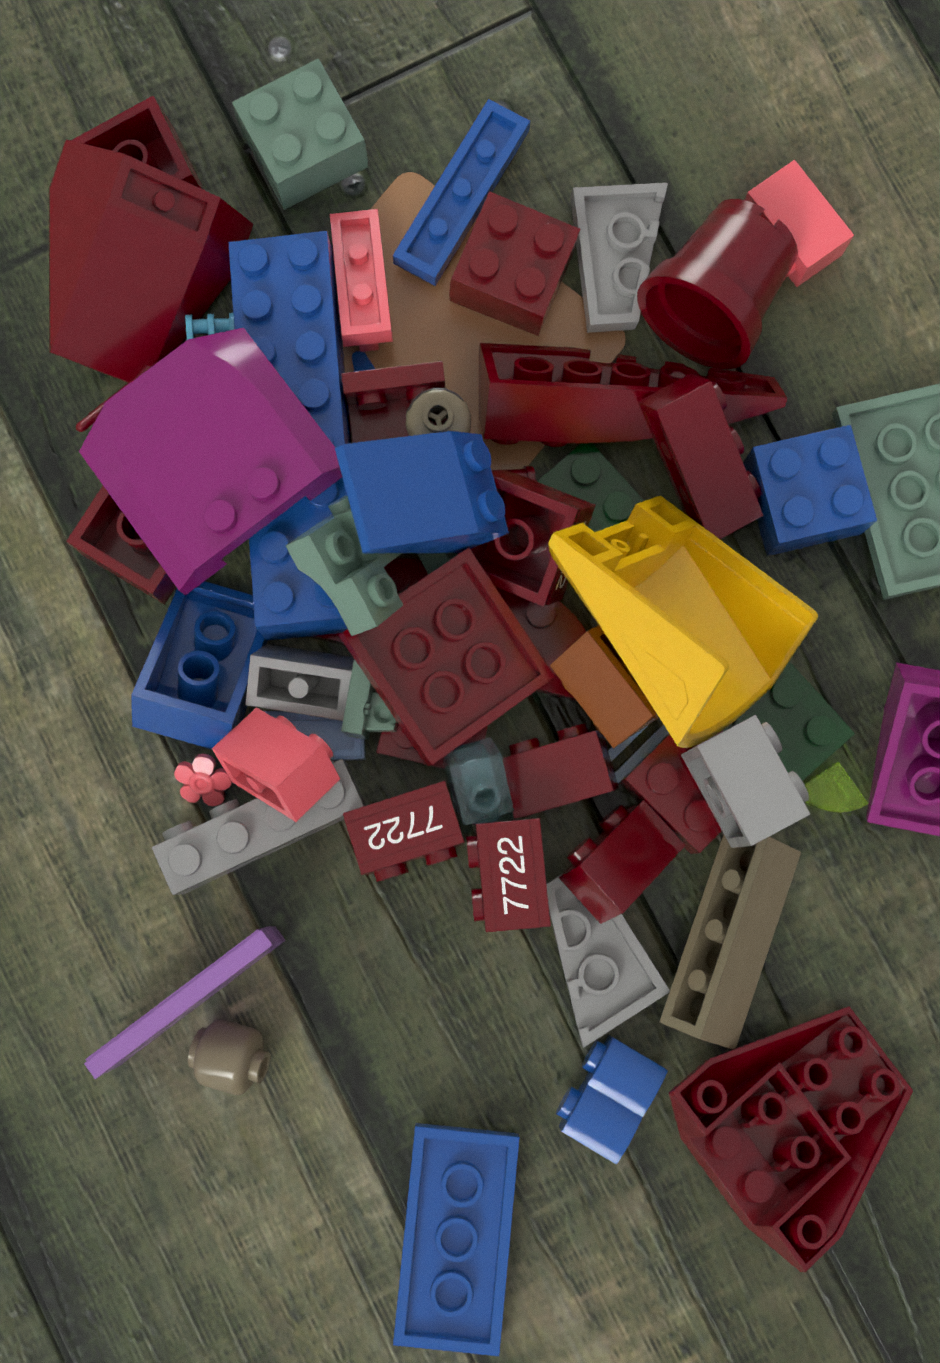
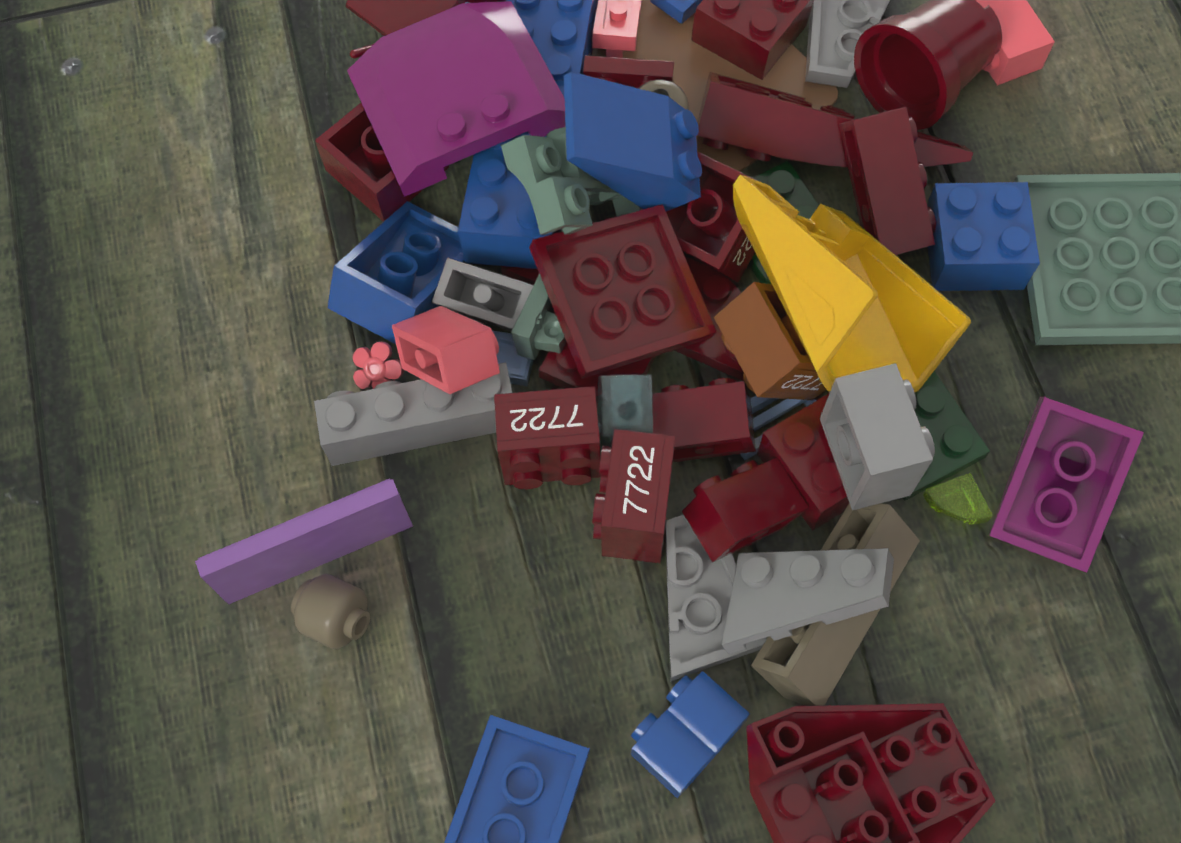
camera: 15 degrees right, 15 degrees down
(695, 944) = (803, 587): none -> light grey wing

